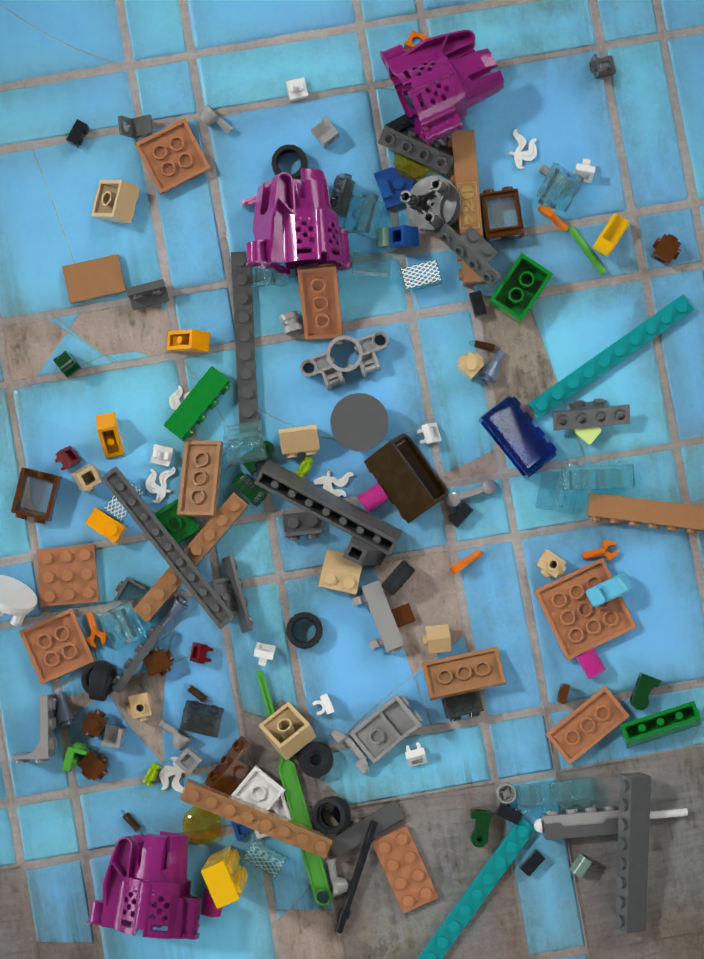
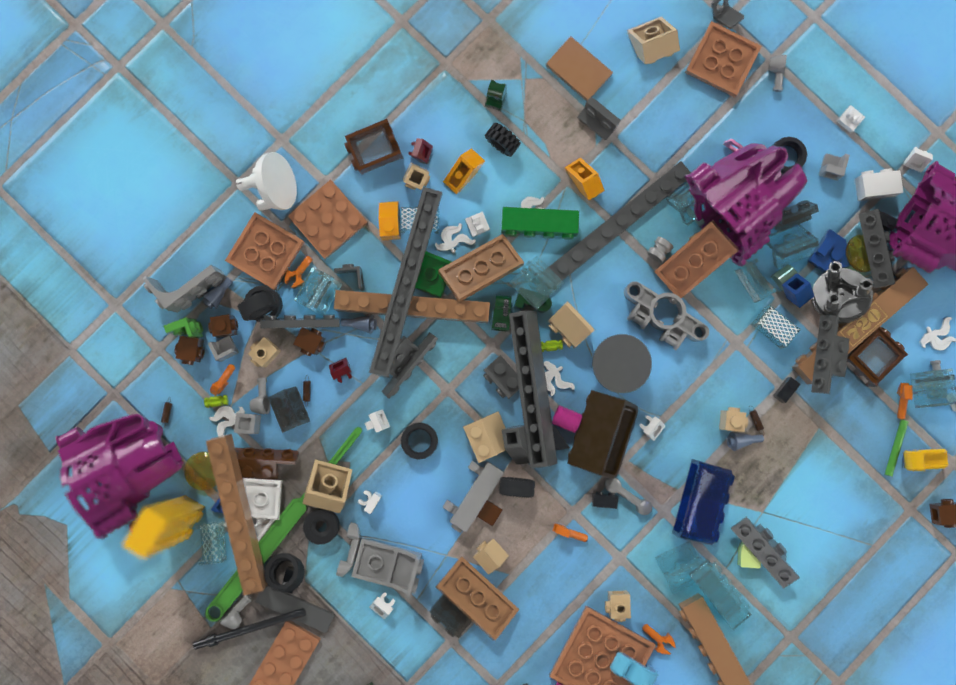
camera: 50 degrees right, 0 degrees up
(107, 385) = (502, 139): none -> black tyre
(140, 757) = (219, 386): none -> orange bar
(366, 108) = (878, 185): none -> white brick
(369, 61) = (918, 159): none -> white tile
(388, 517) = (560, 443): none -> black piece
(520, 288) = (827, 416): green brick -> none
(611, 356) = (825, 531): teal plate -> none

